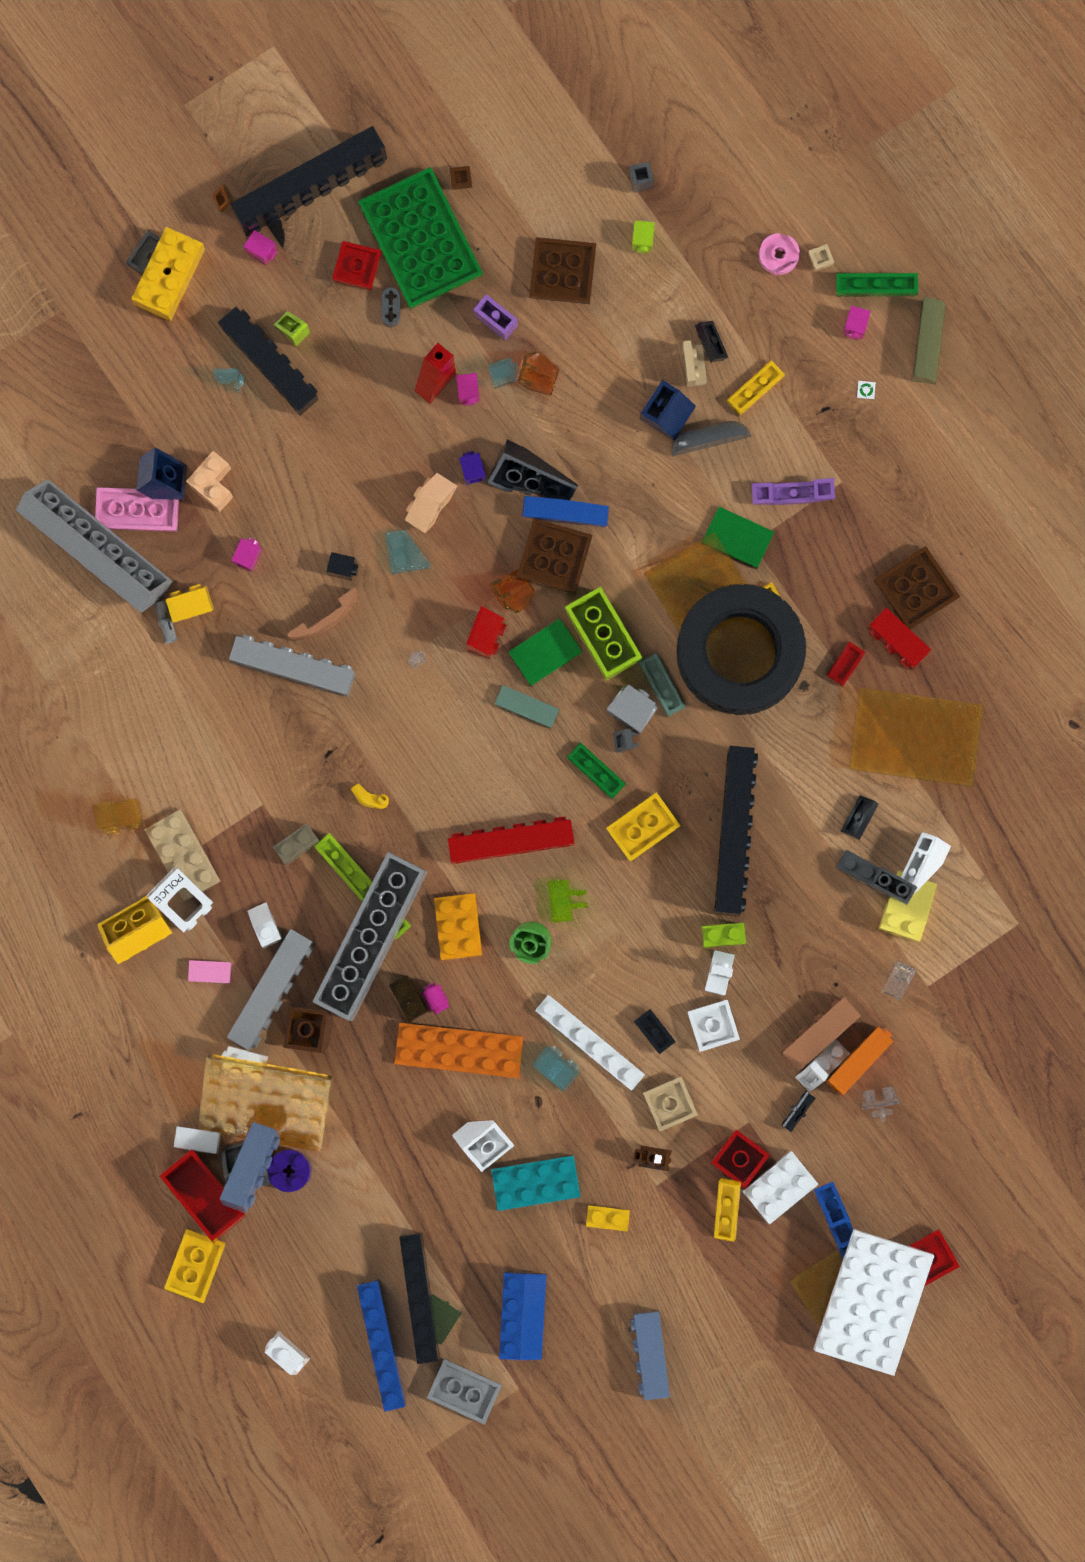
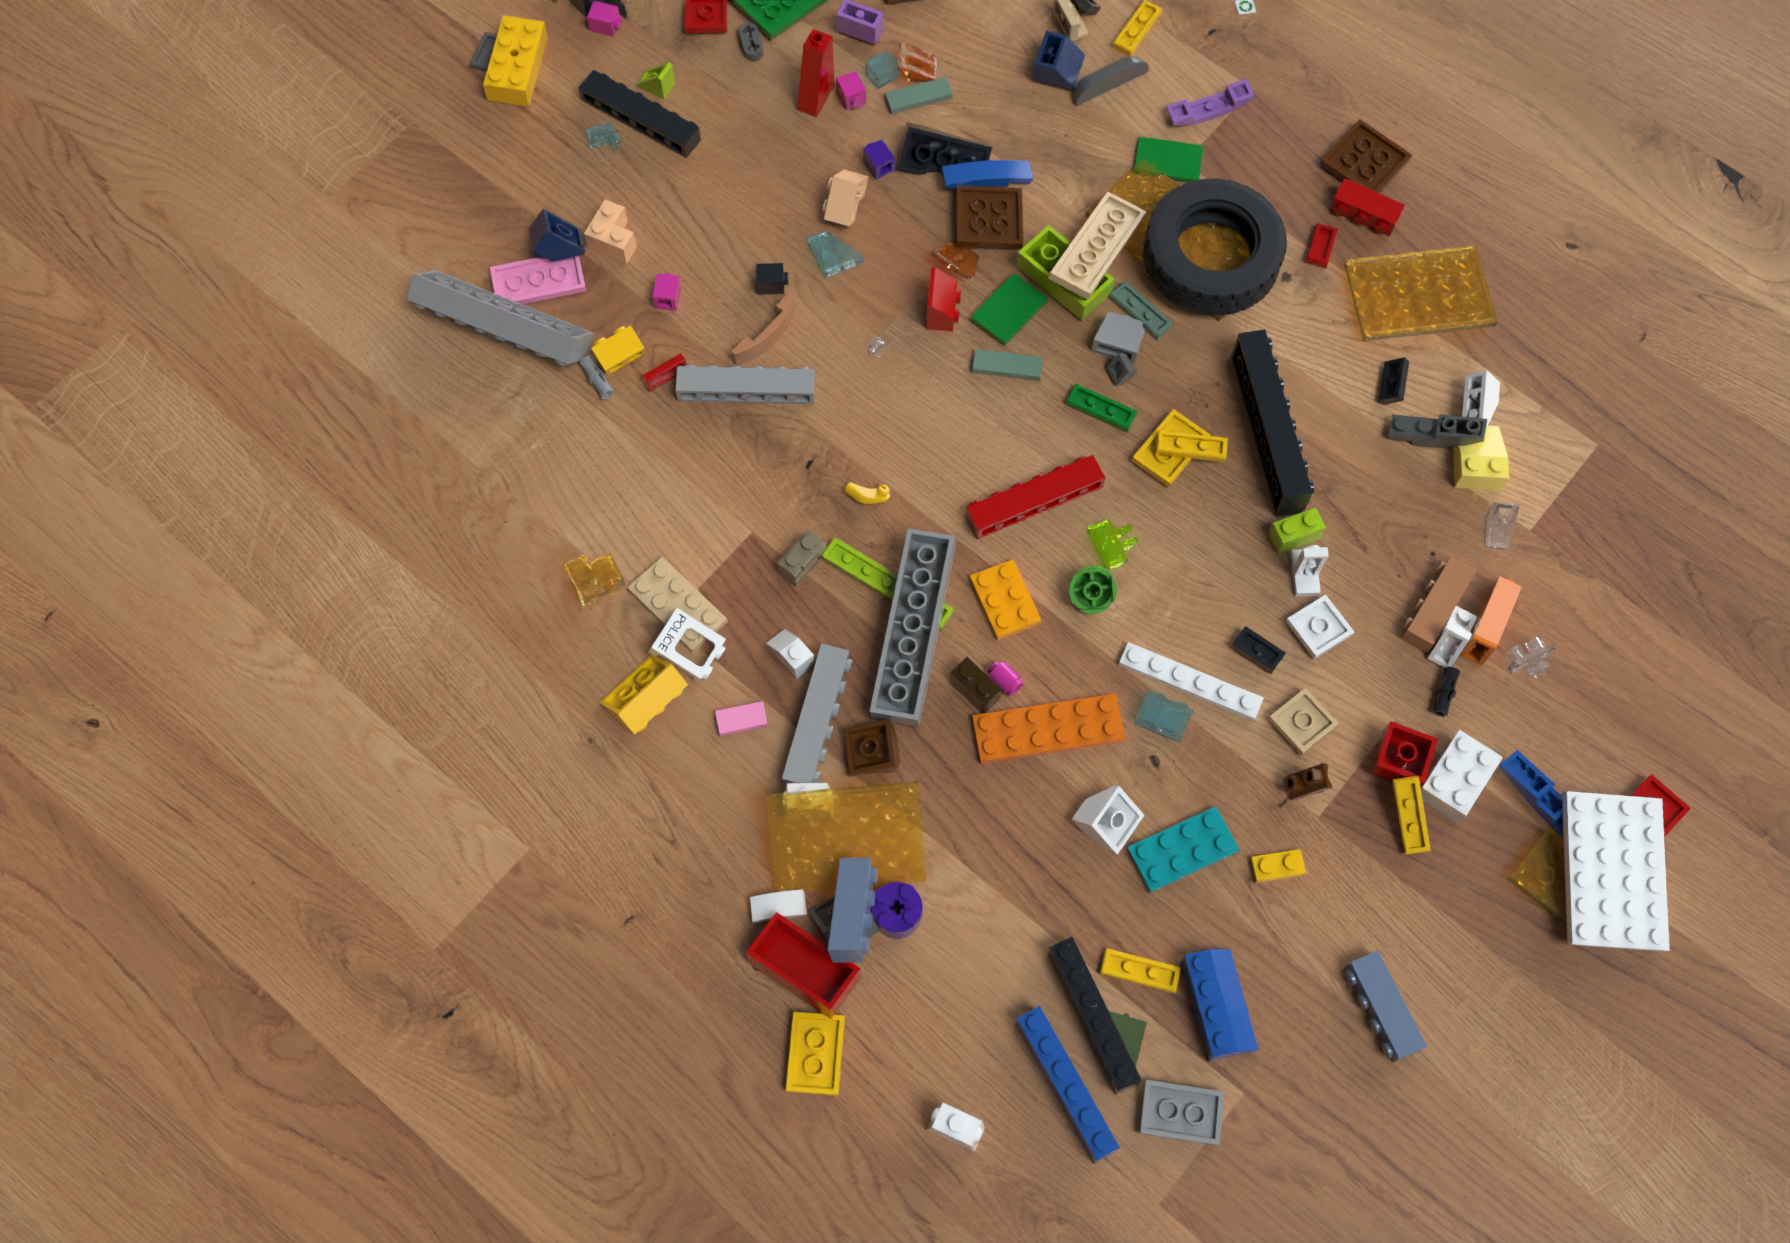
camera: 20 degrees left, 15 degrees down
(225, 635) = (663, 372): none -> red tile
(469, 1271) = (1140, 971): none -> yellow tile
(529, 407) = (918, 95): none -> sand green tile
(636, 620) = (1097, 245): none -> tan plate
(659, 833) = (1191, 446): none -> yellow tile

